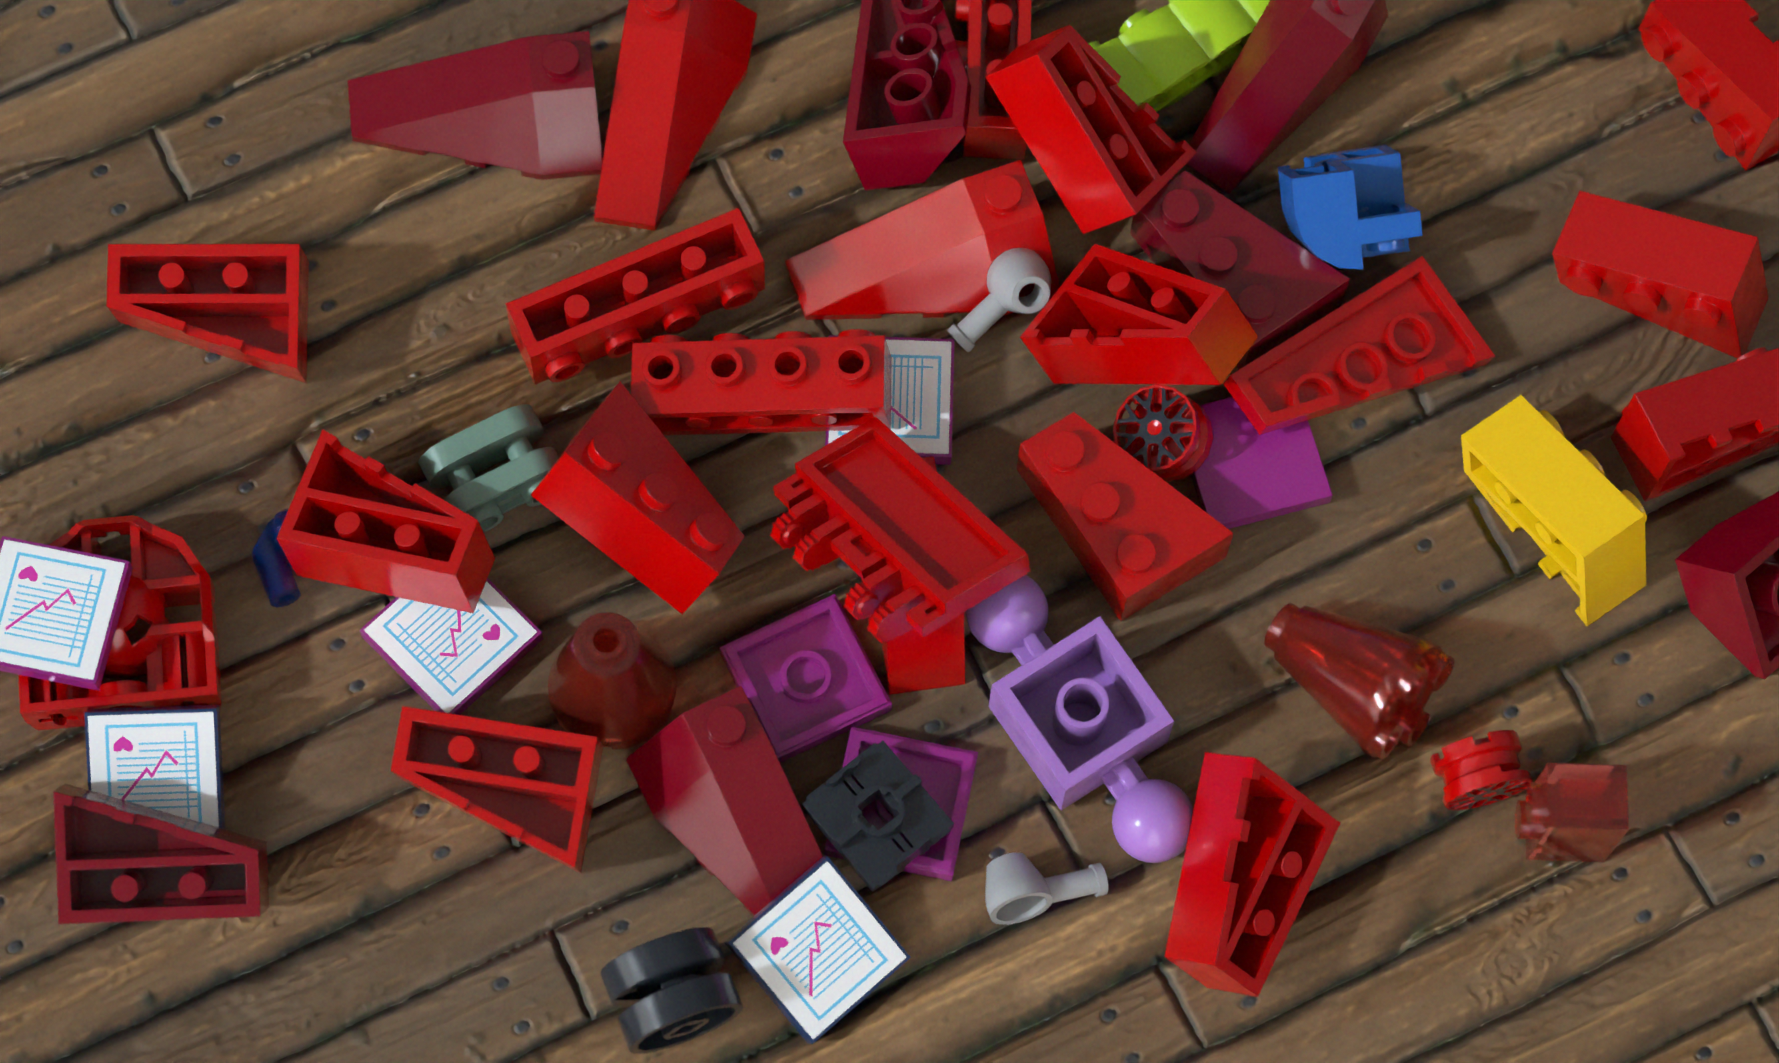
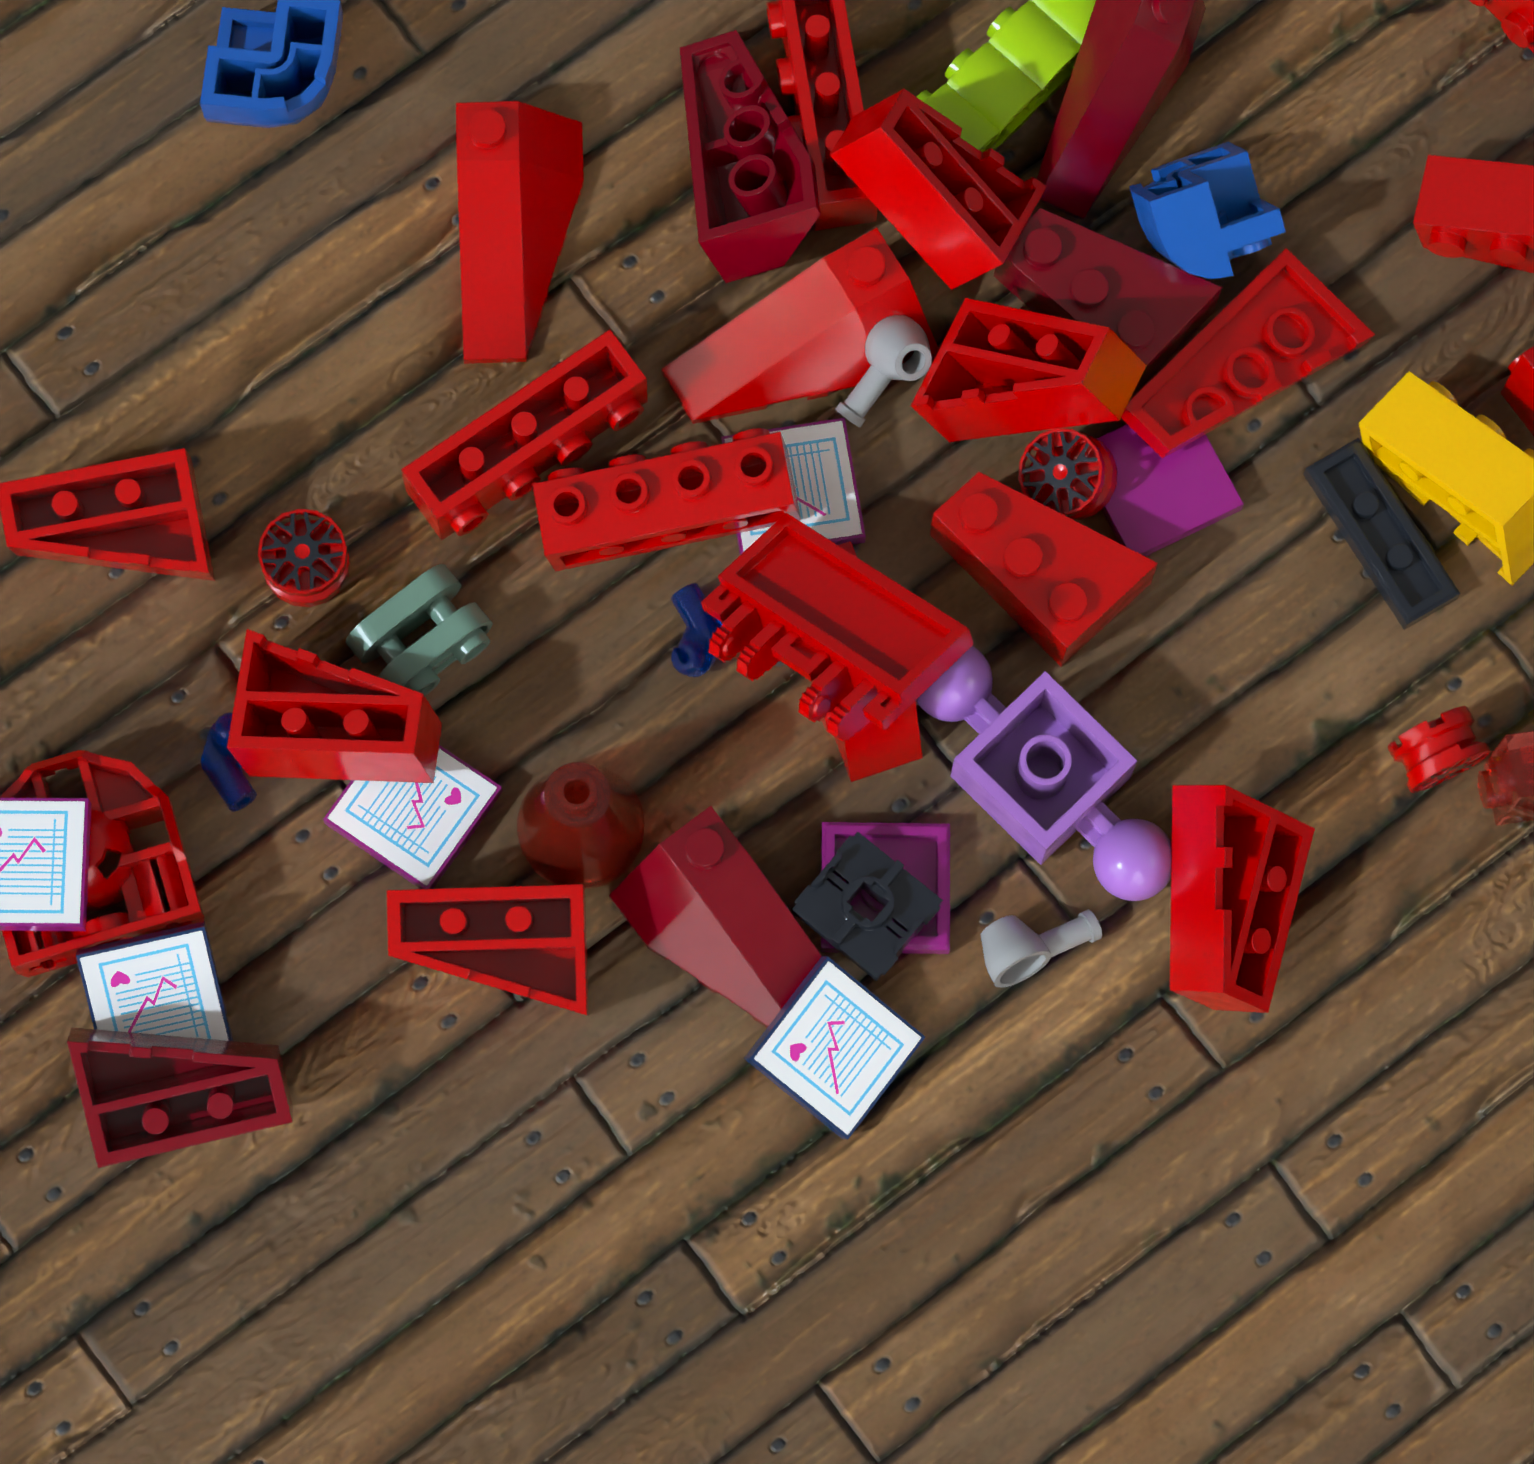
camera: 10 degrees left, 5 degrees up
(397, 376) = (304, 558): none -> red wheel
(498, 105) = (349, 265): dark red wedge -> none
(640, 502) = (573, 641): red wedge -> none
(671, 990) = (704, 1115): black wheel -> none
(758, 543) = (692, 653): none -> clear blue arm
(807, 677) = (768, 781): magenta tile -> none
(1361, 673) = (1304, 676): clear red cone -> none
(1465, 551) = (1381, 533): none -> black tile

